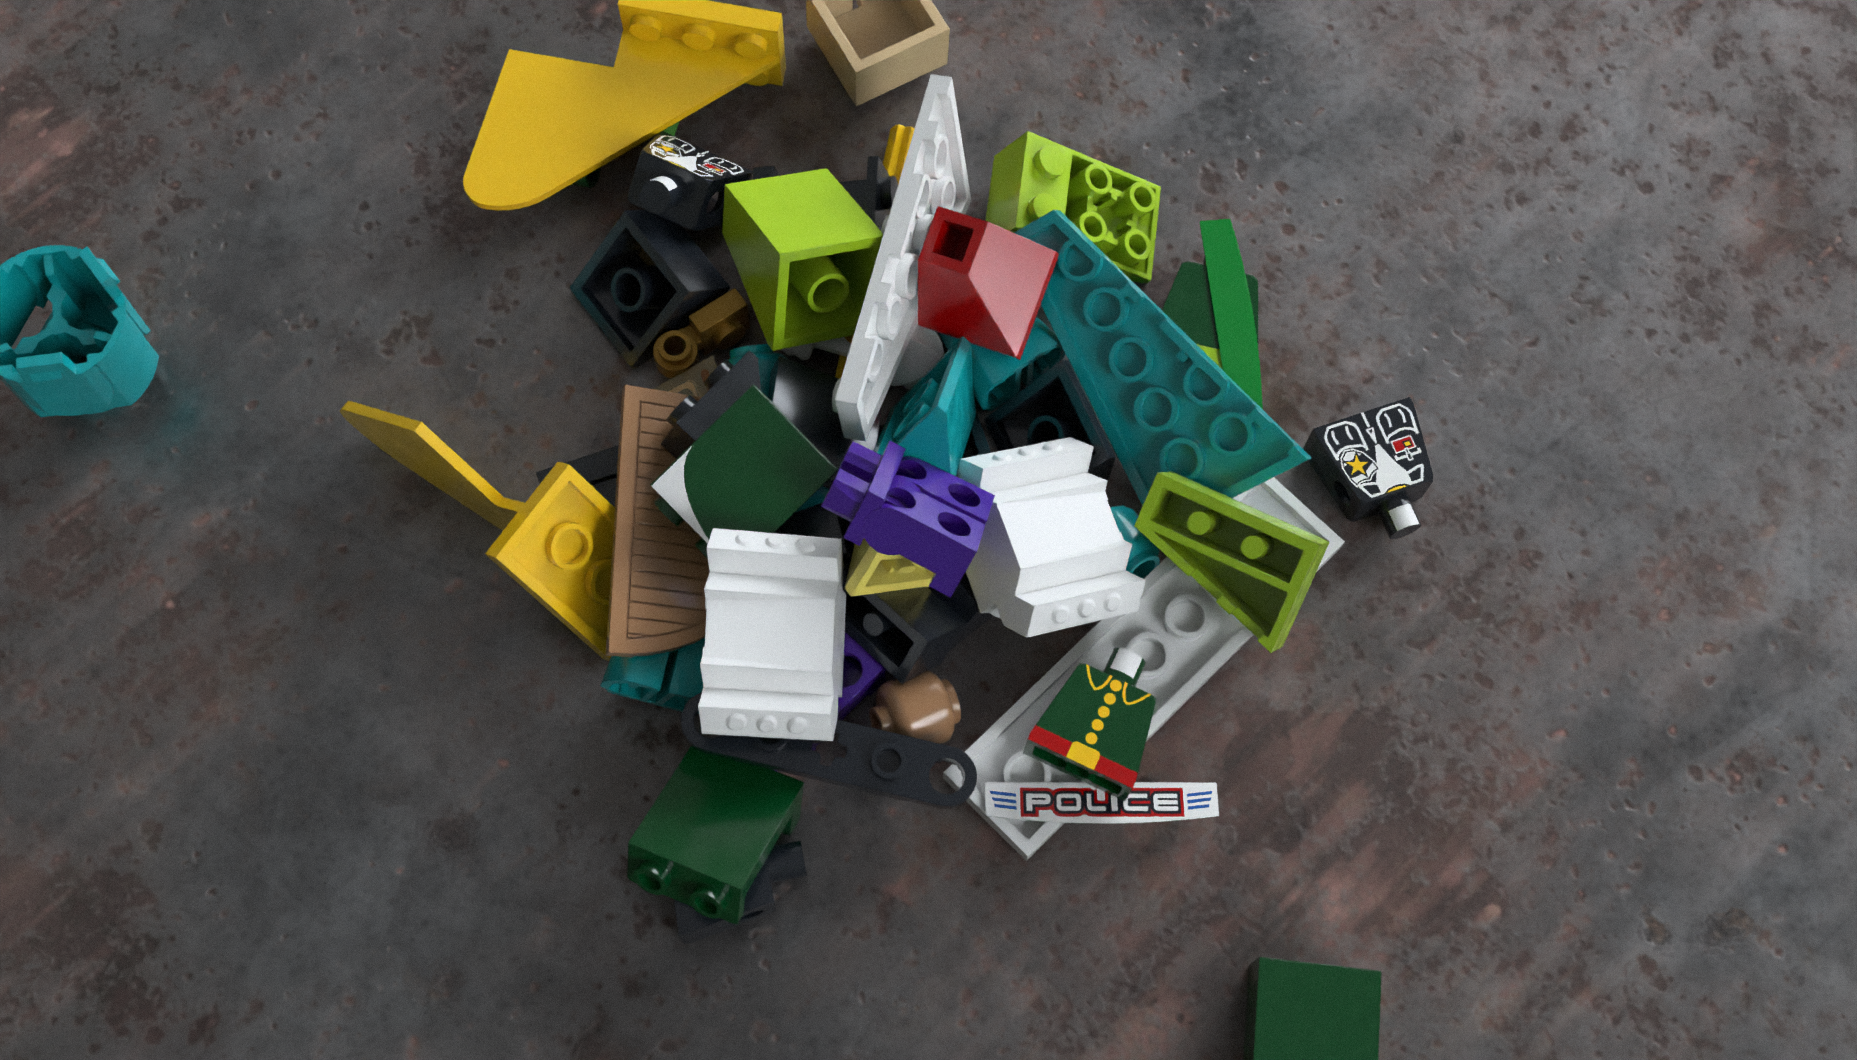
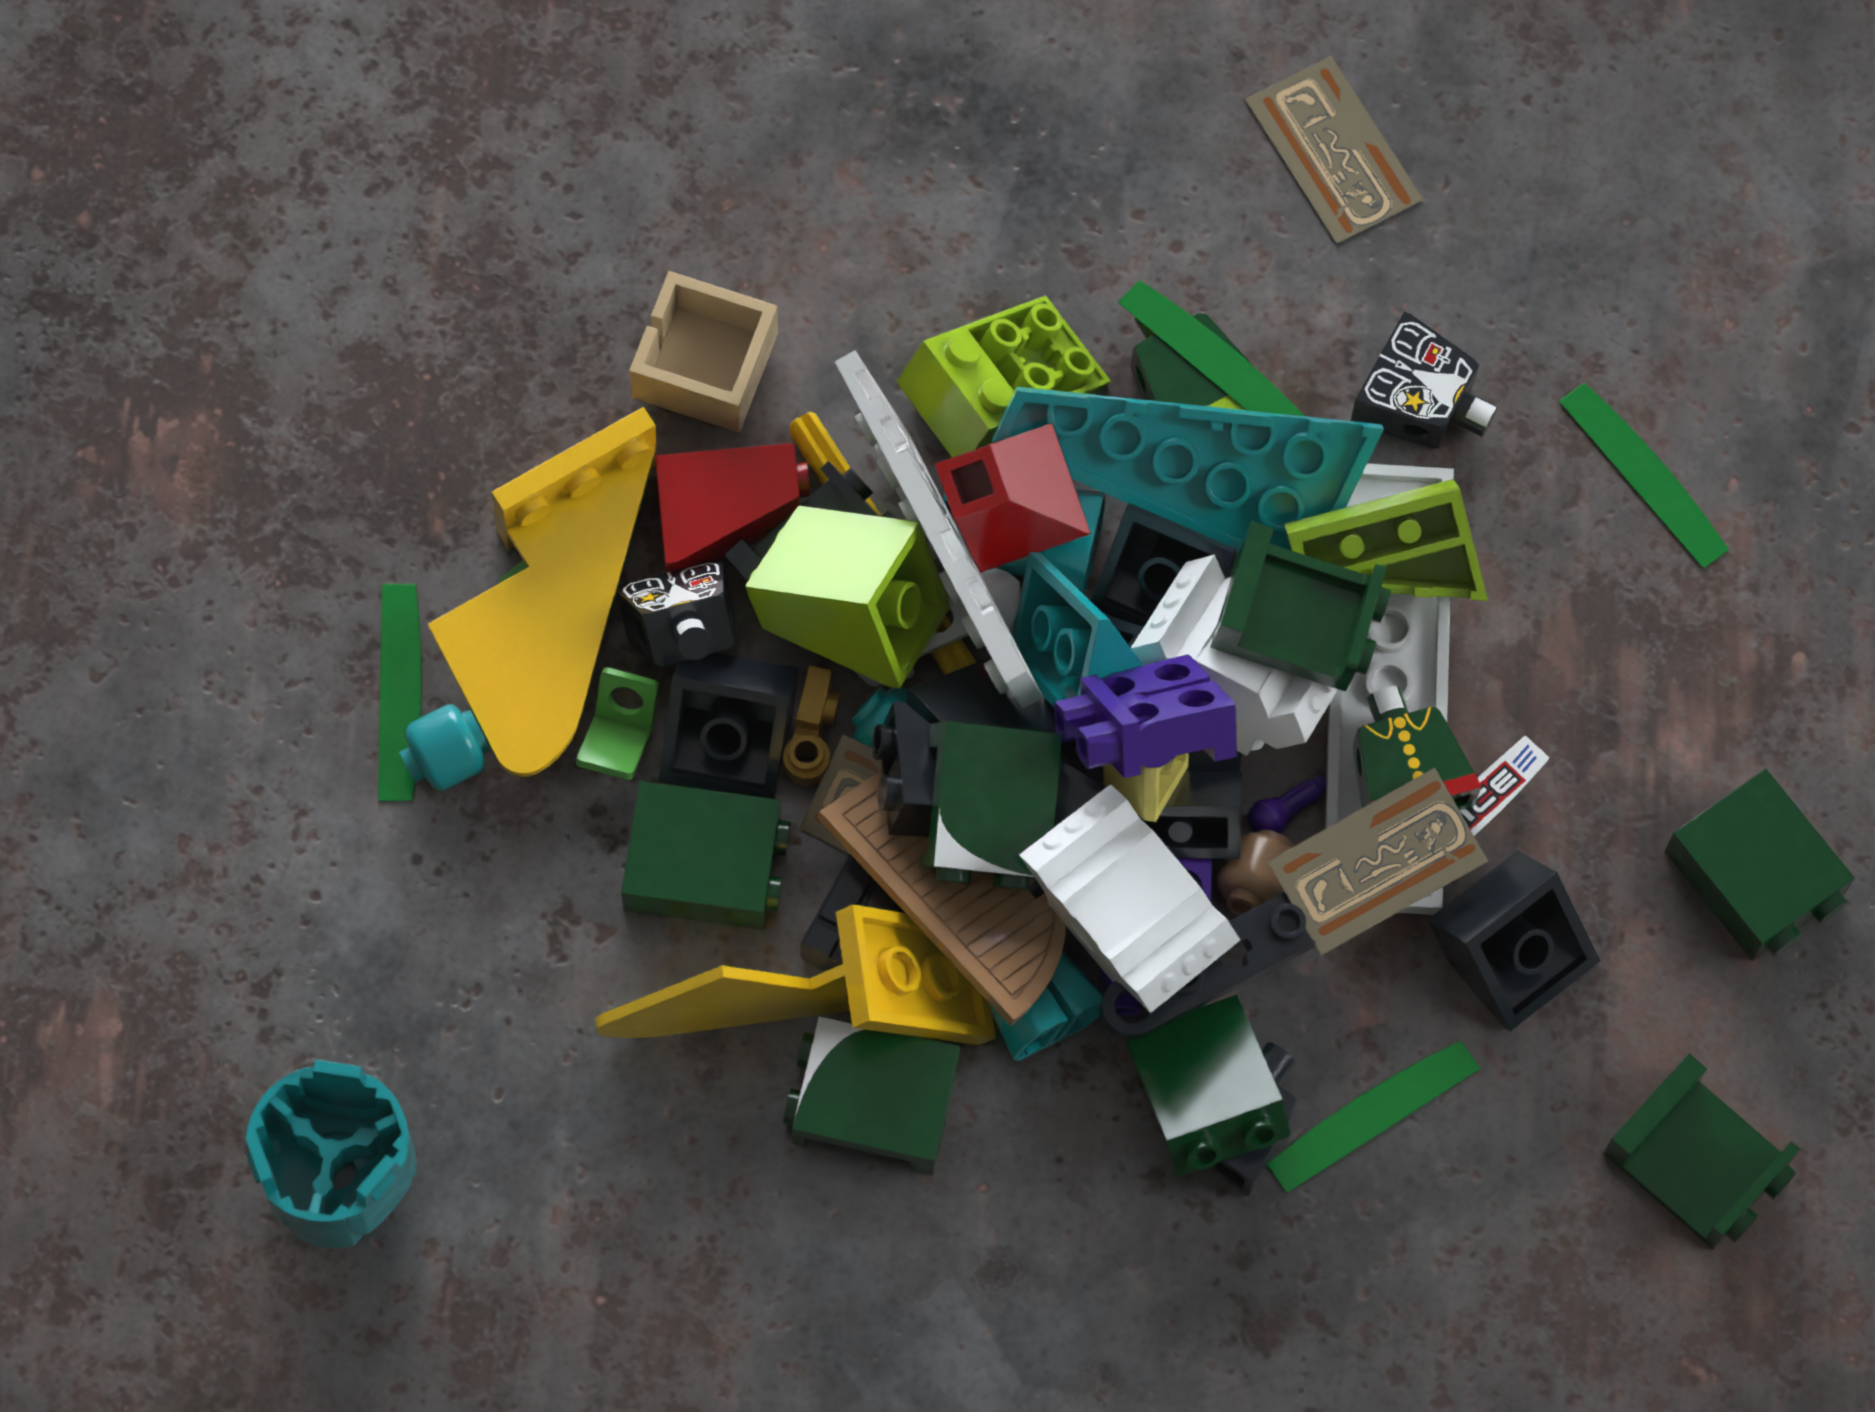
camera: 40 degrees left, 0 degrees up
(441, 141) = (445, 747): none -> teal head
(461, 93) = (398, 687): none -> green sticker
(484, 629) = (873, 1092): none -> dark green panel
(540, 359) = (704, 855): none -> dark green brick
(571, 232) = (617, 733): none -> bright green bracket
(794, 131) = (724, 497): none -> red slope
(834, 966) = (1372, 1114): none -> green sticker
(971, 678) = (1277, 812): none -> dark purple piece
(1001, 775) = (1378, 861): none -> dark tan sticker
(1063, 930) = (1515, 938): none -> black slope
(1108, 533) = (1299, 612): none -> dark green panel
(1469, 255) = (1334, 149): none -> dark tan sticker
(1496, 672) = (1645, 474): none -> green sticker

